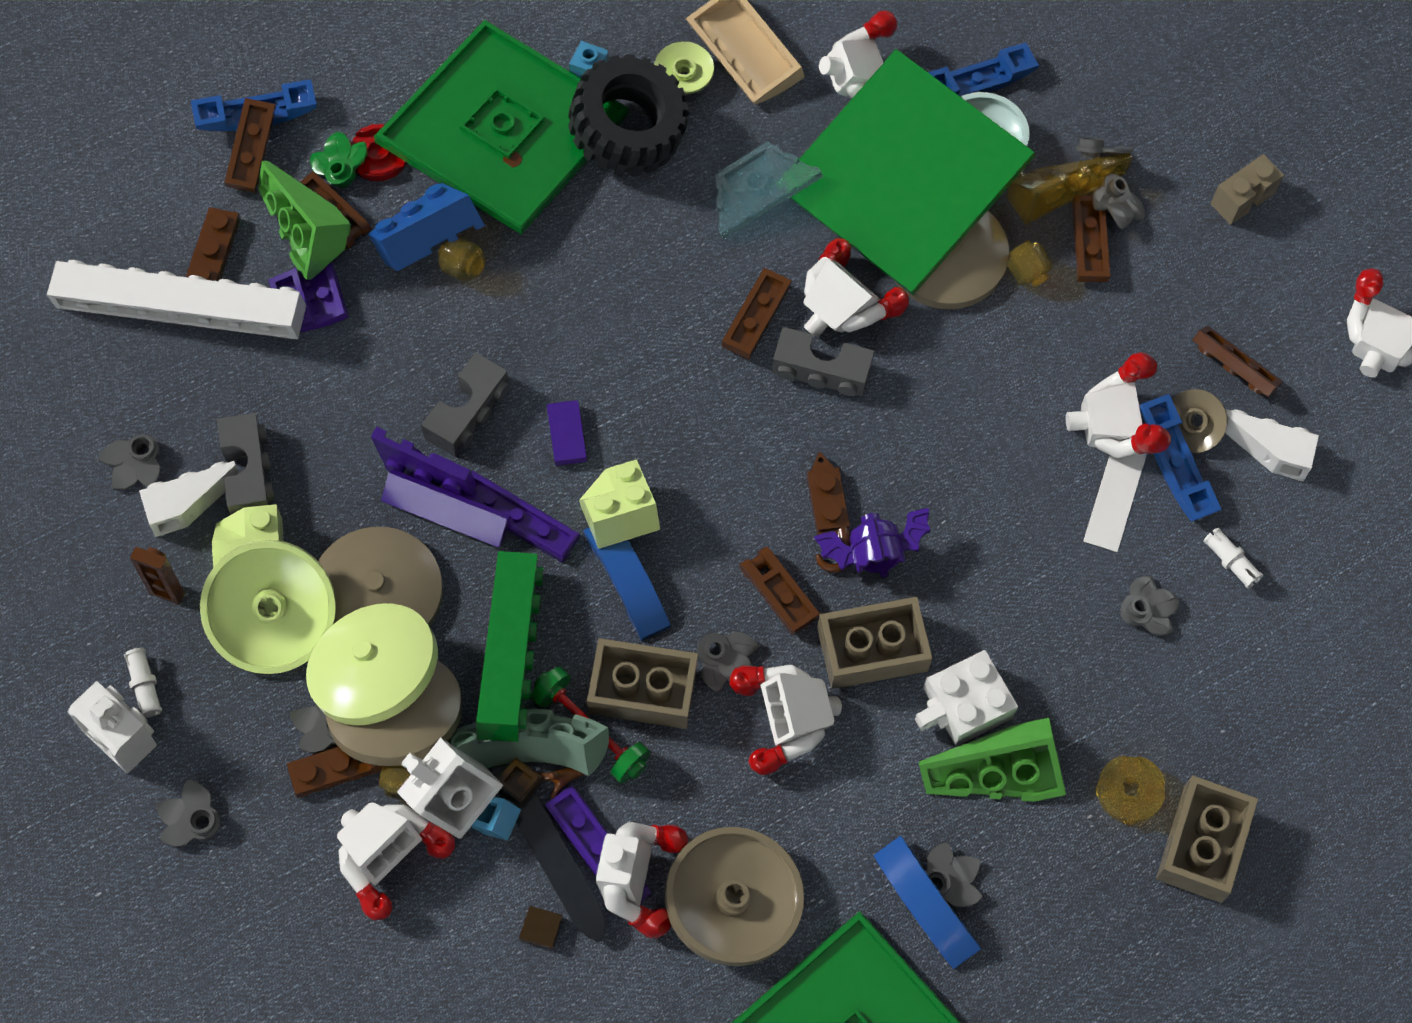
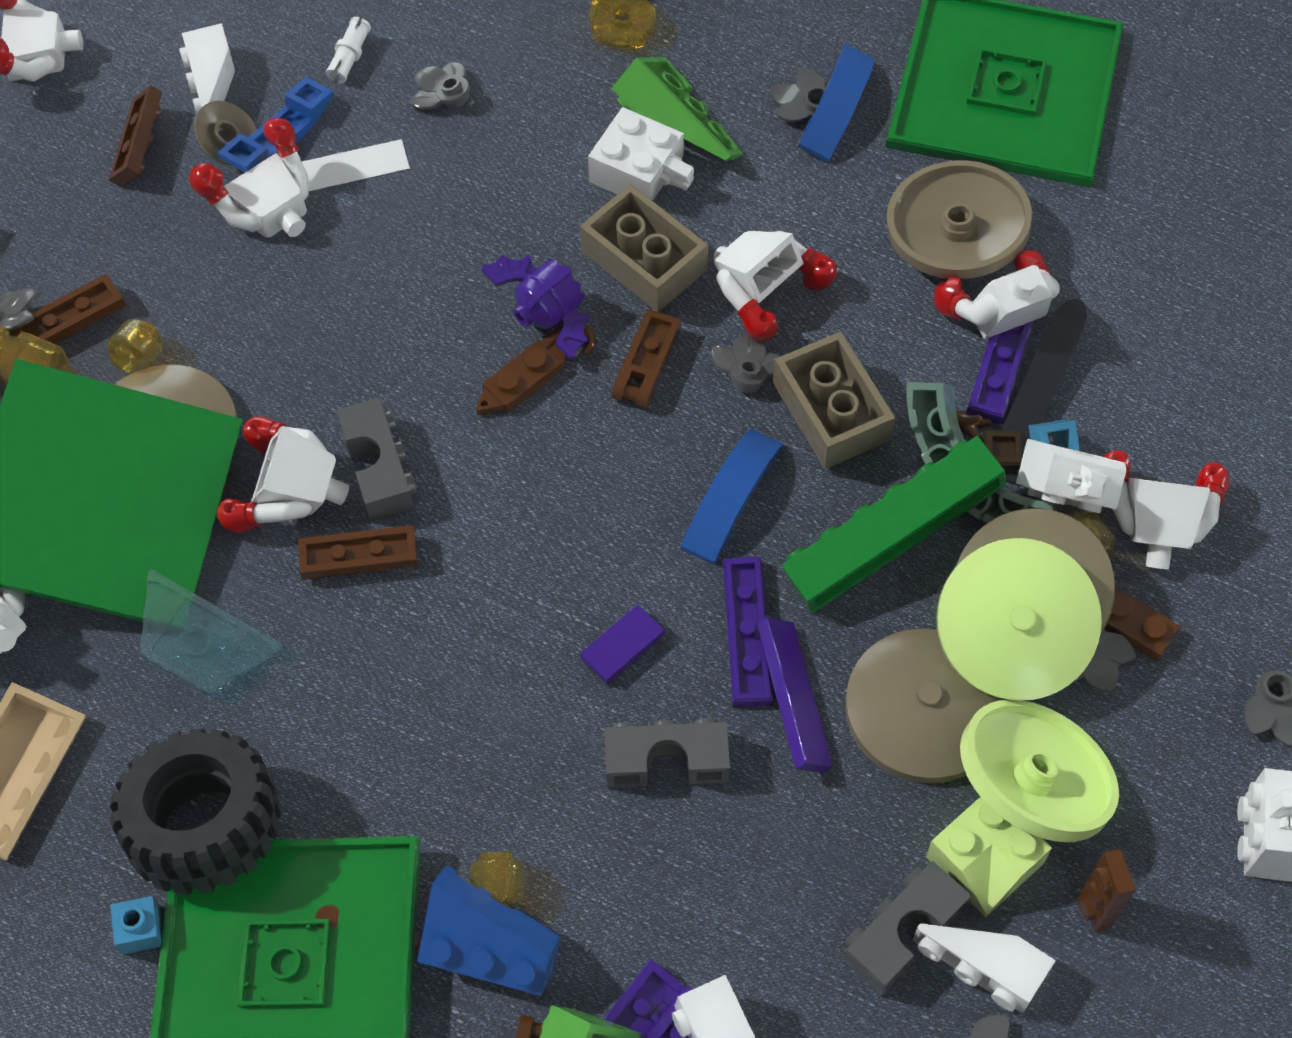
camera: 120 degrees left, 5 degrees down
(143, 682) = (1204, 849): white pin -> none
(430, 469) = (772, 734): dark purple wing -> none
(540, 928) = (1108, 354): dark brown tile -> none
(551, 687) = (903, 367): green axle -> none
(620, 505) = (672, 530): yellowish green slope -> none
(687, 58) = (67, 805): yellowish green dish -> none

